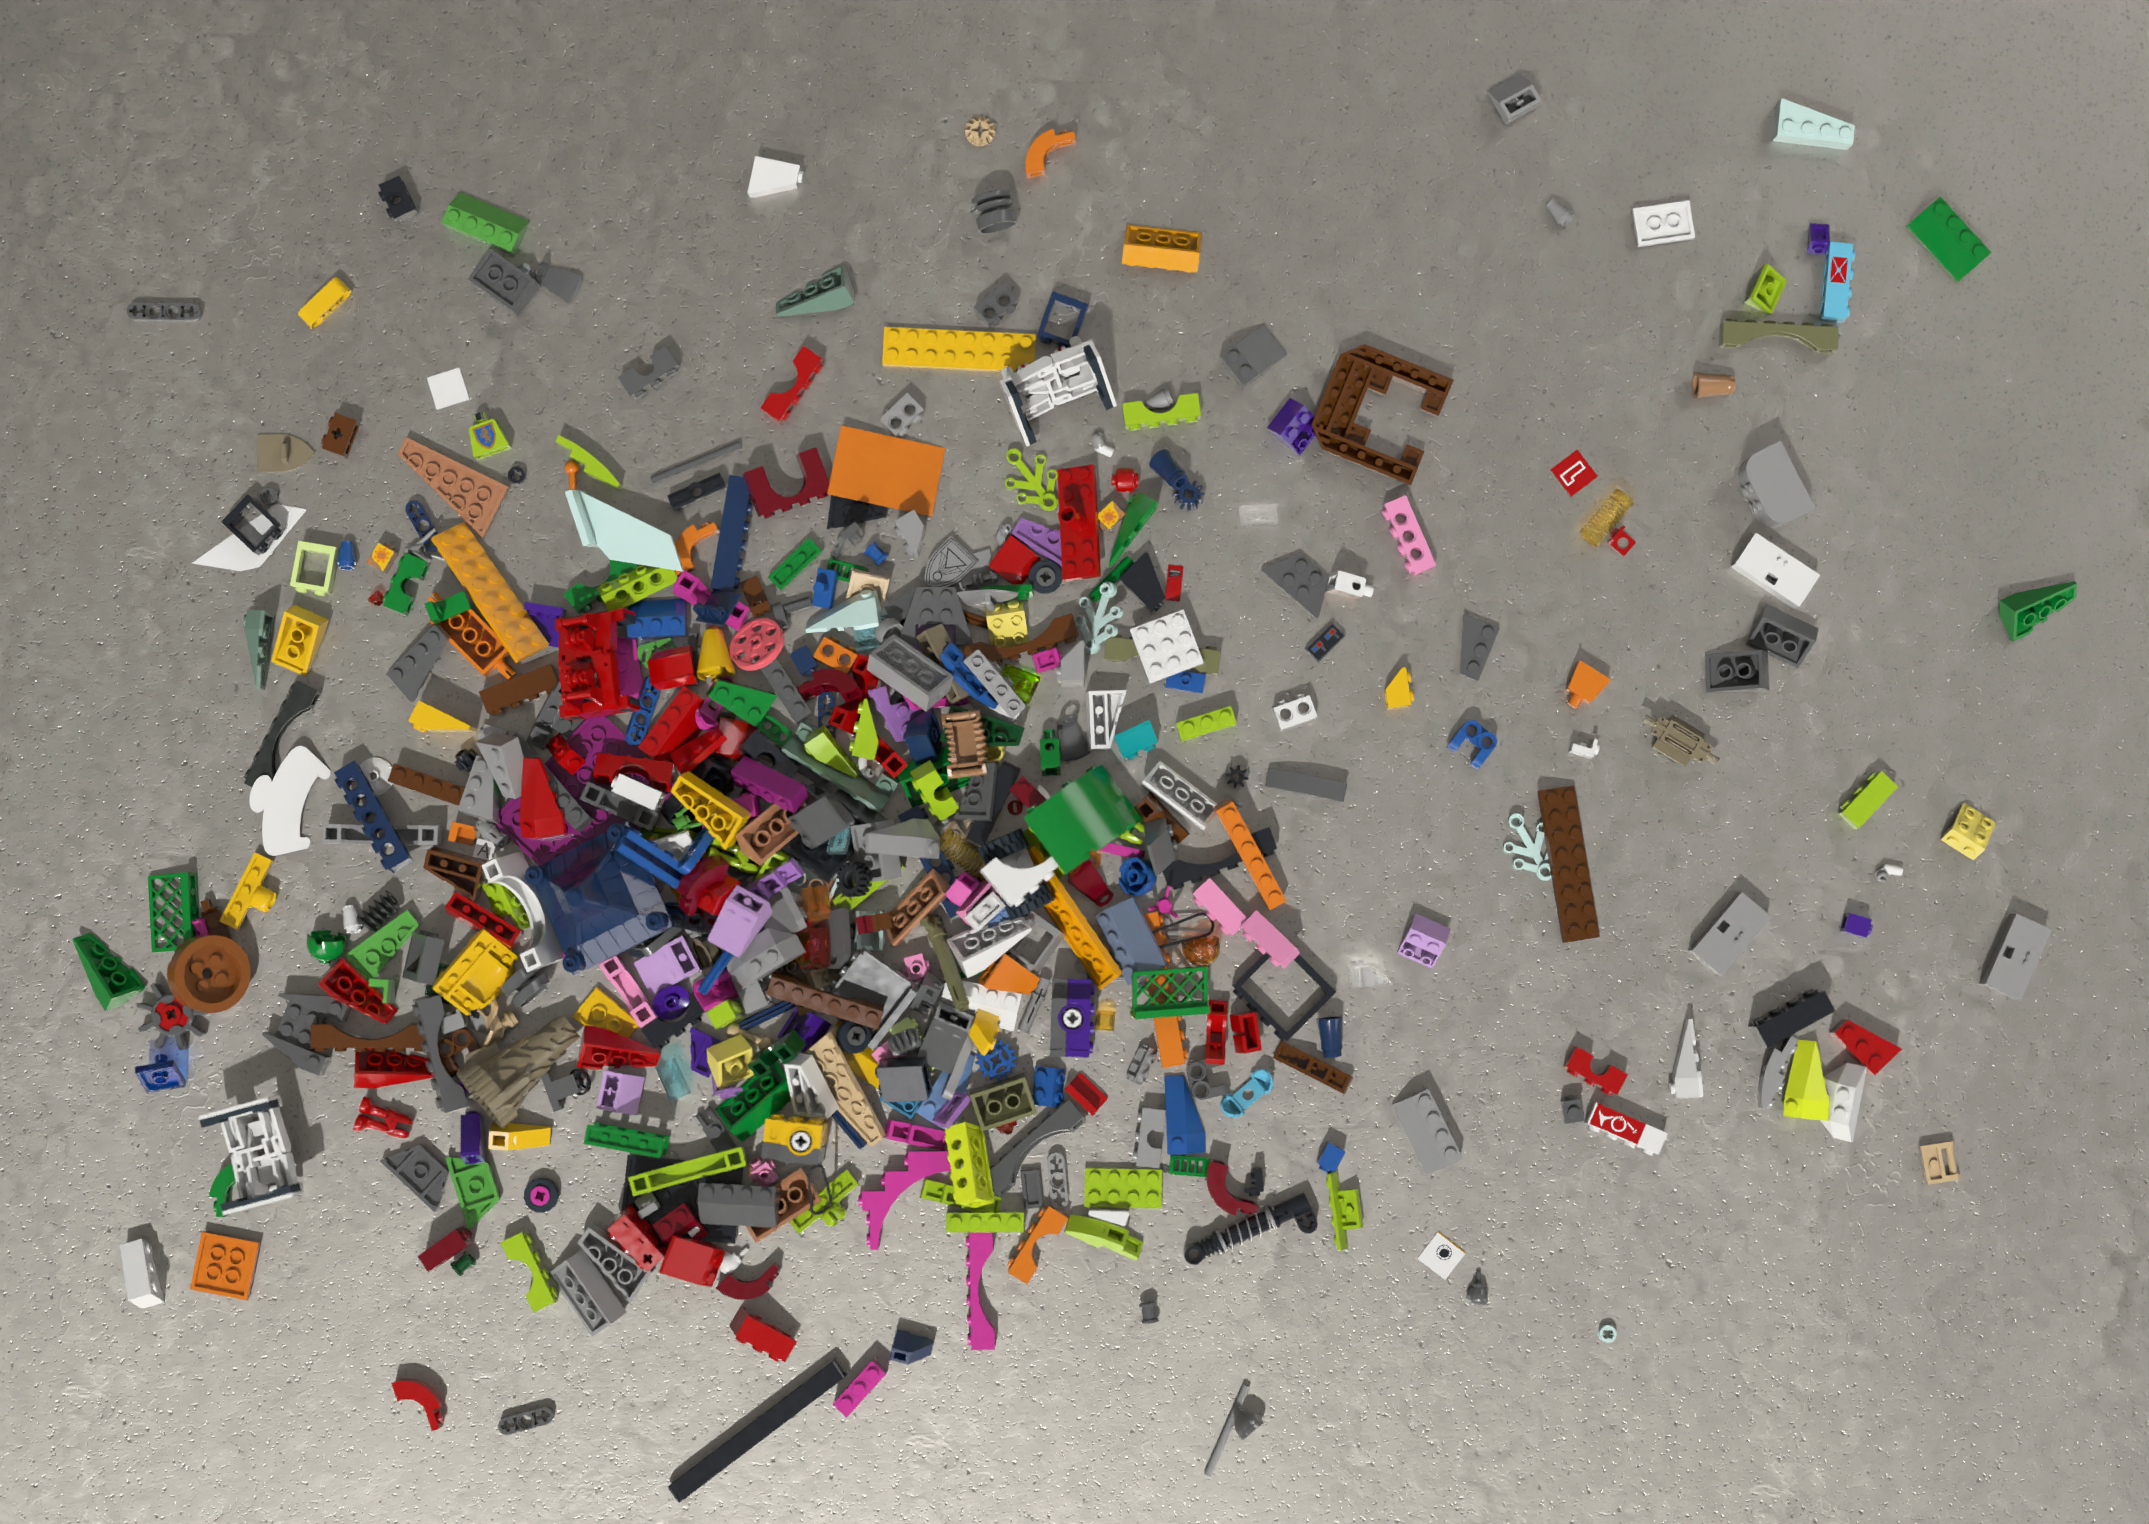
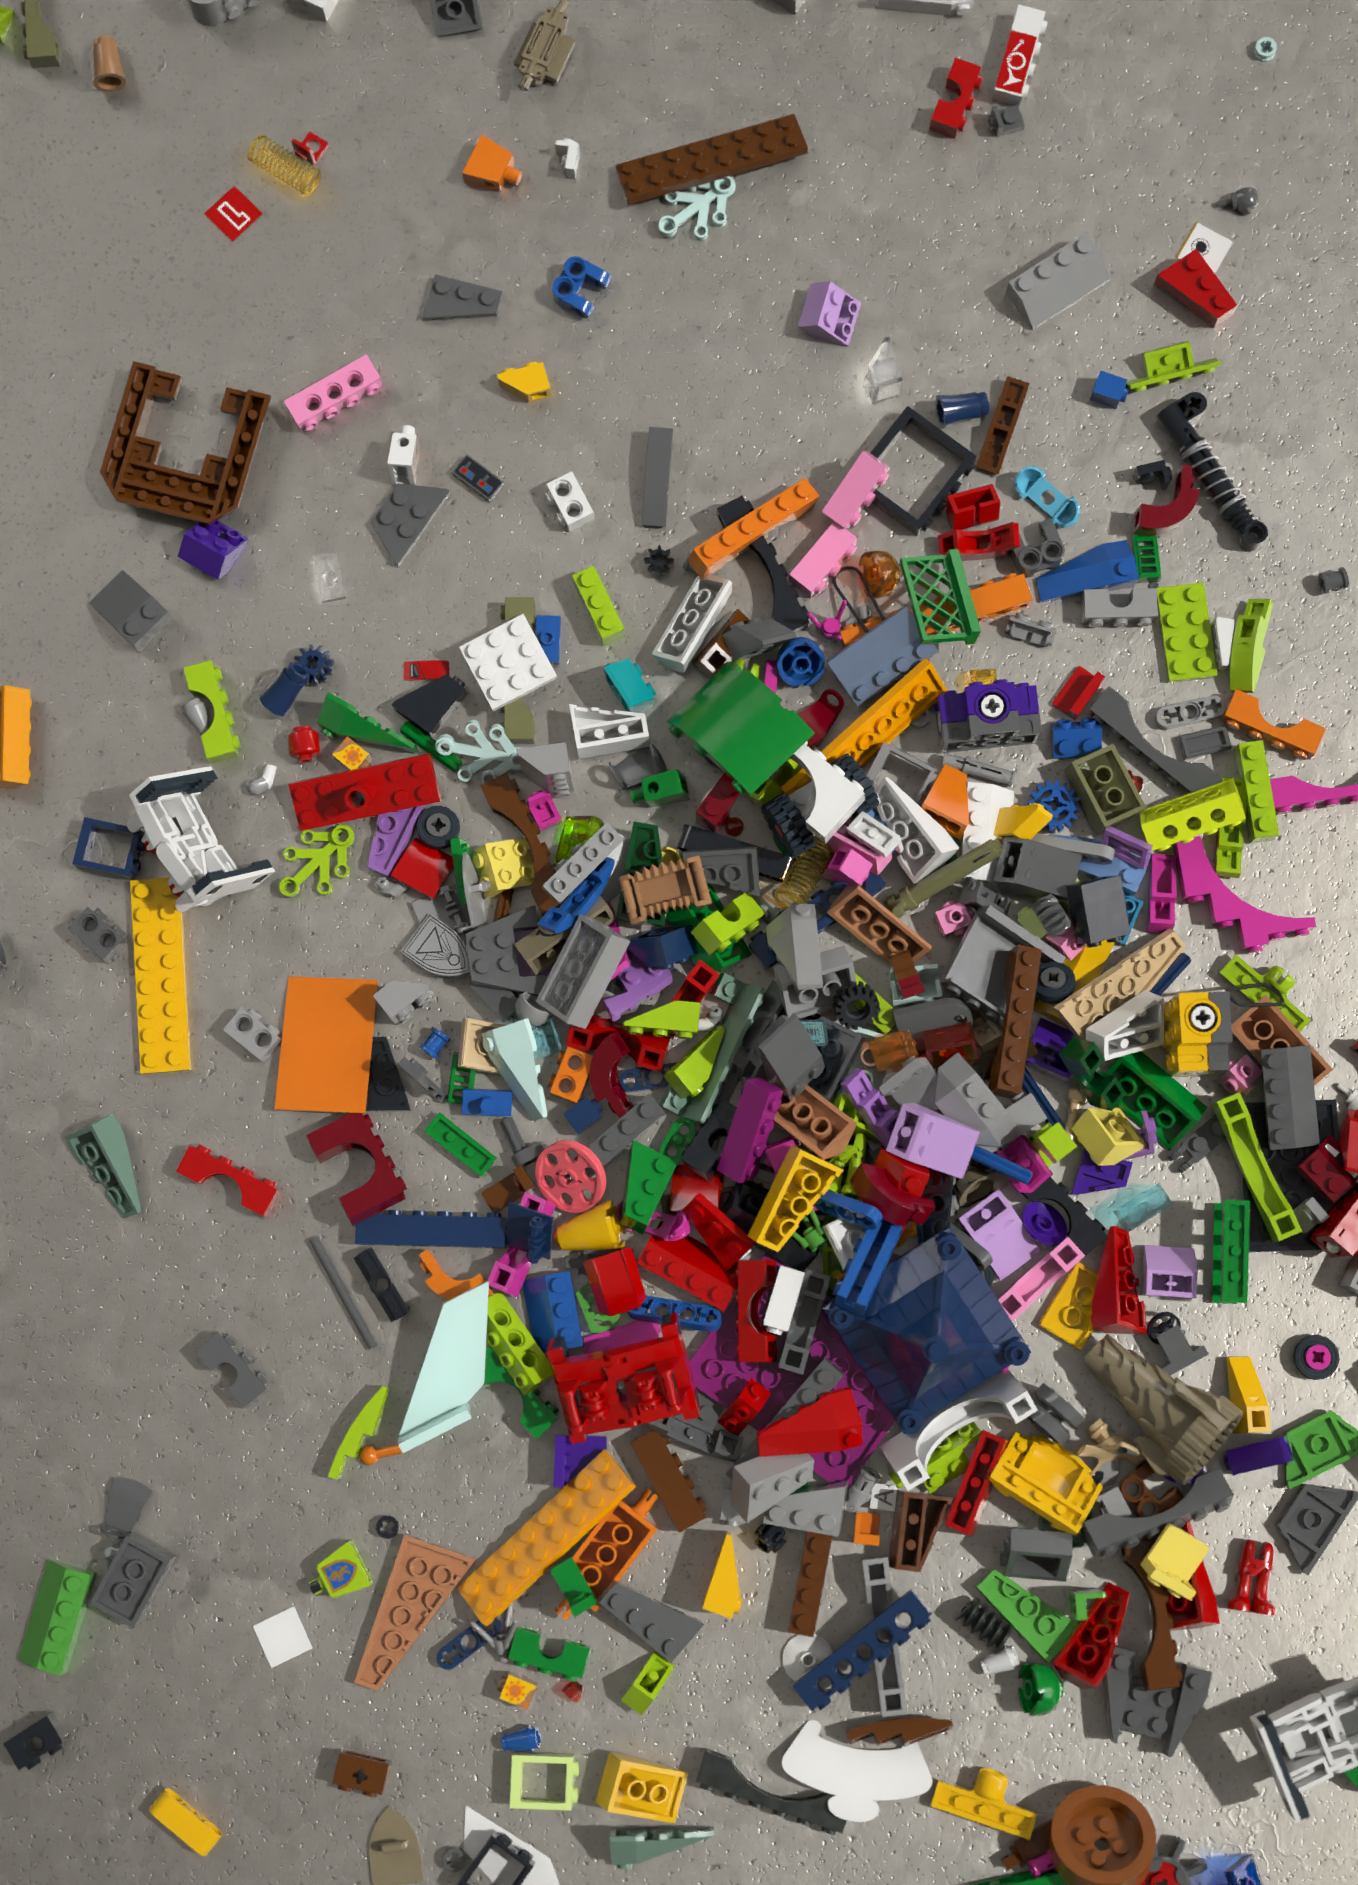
camera: 95 degrees left, 5 degrees down
(311, 843) = (909, 1729): none -> reddish brown slope
(373, 654) = (647, 1683): none -> lime slope
(401, 1058) = (1174, 1561): none -> light yellow bracket
(1408, 1241) = (1198, 288): none -> red wedge

